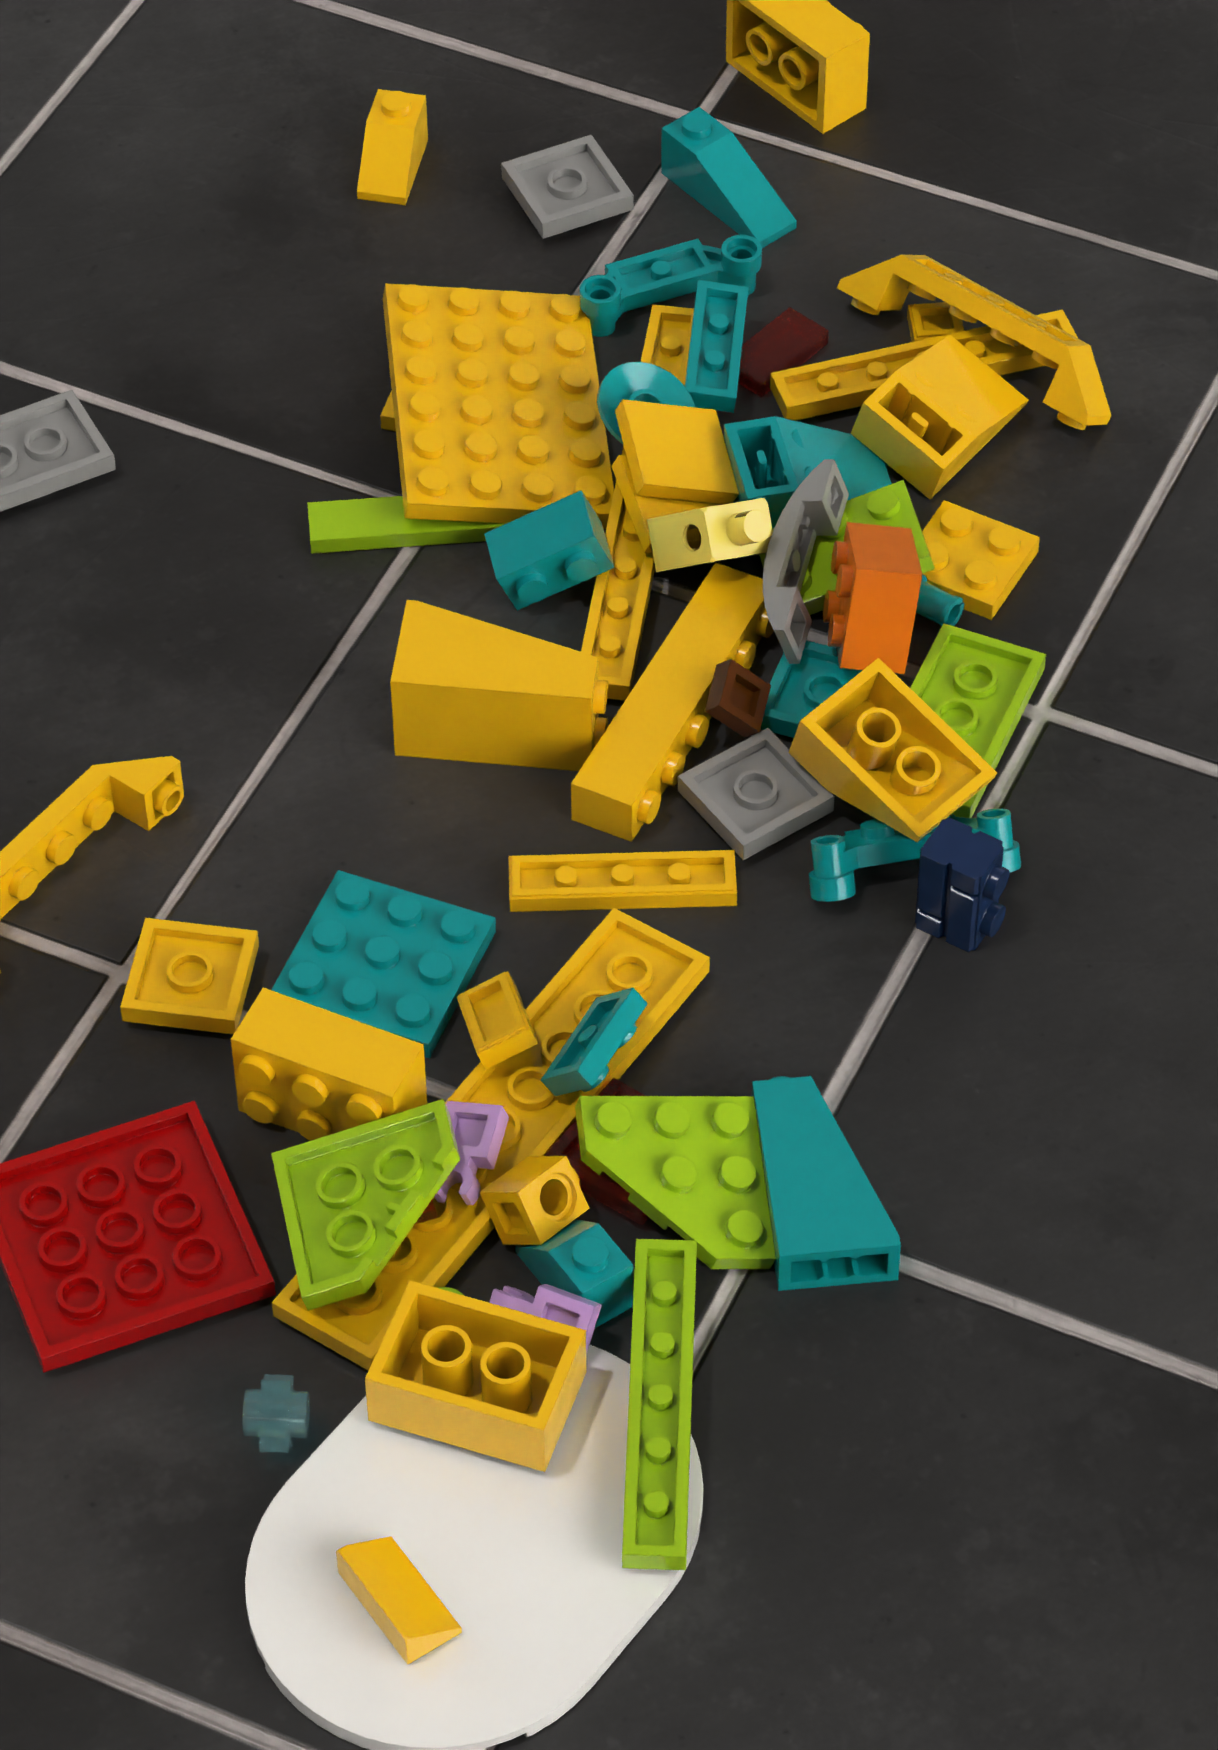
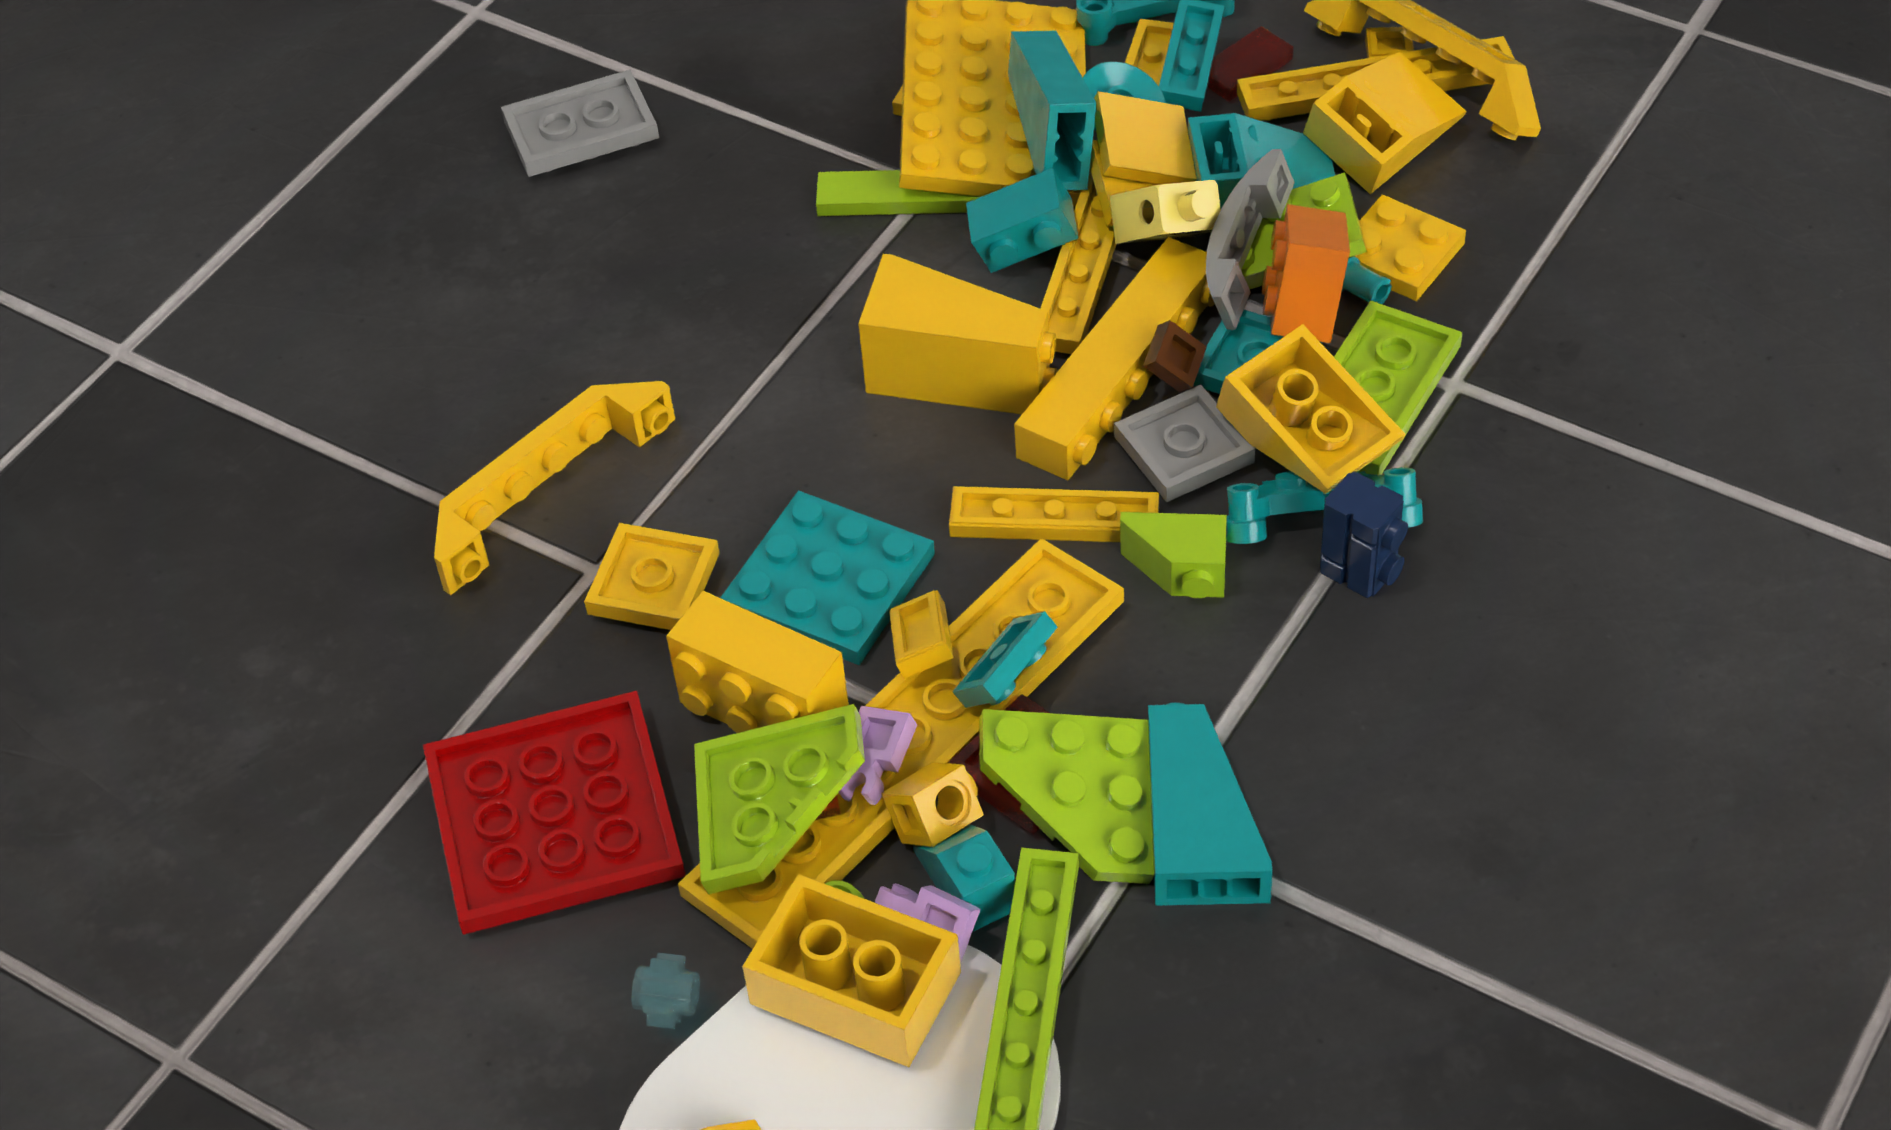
camera: 10 degrees right, 0 degrees up
(570, 416) = (1052, 106): none -> teal slope
(762, 913) = (1177, 550): none -> lime slope

